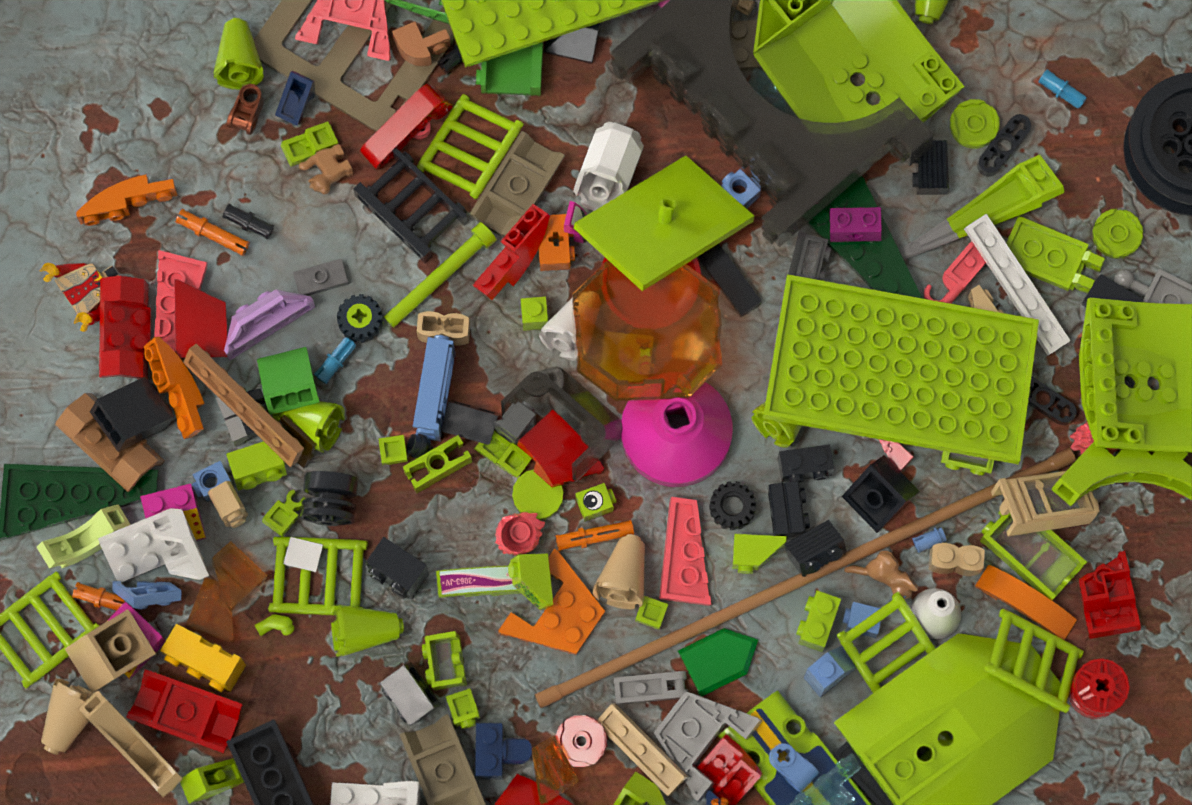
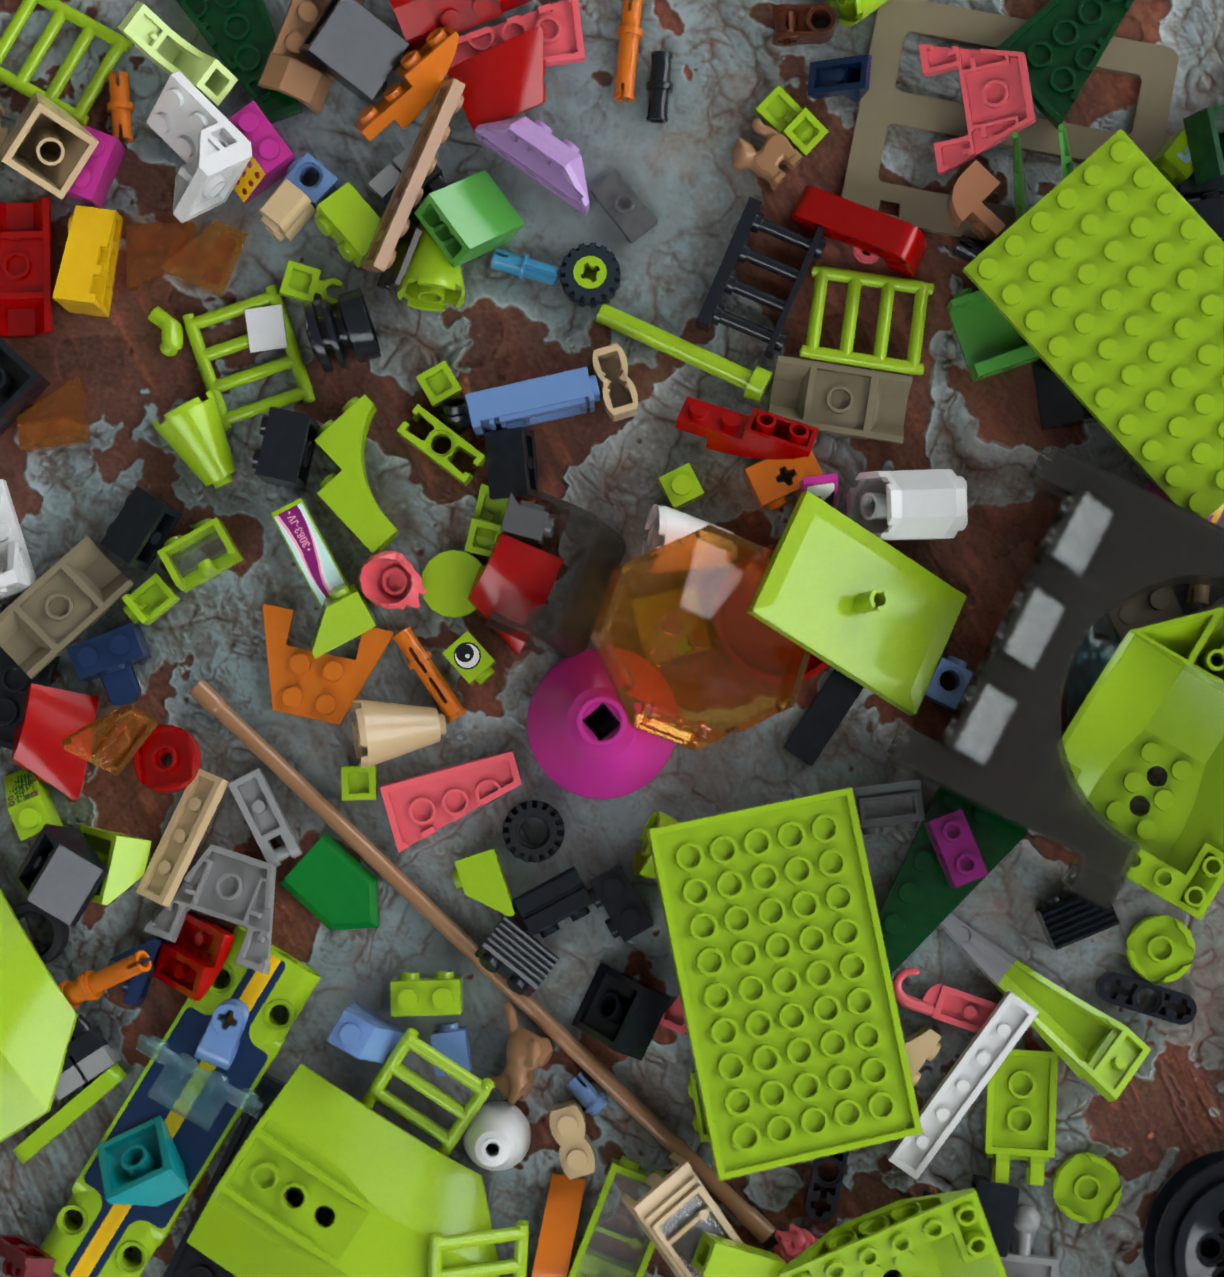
camera: 70 degrees right, 10 degrees up
(147, 593) = (141, 161): medium blue wing -> none
(305, 729) = (55, 420): none -> clear orange wing
(445, 539) = (349, 490): none -> lime arch

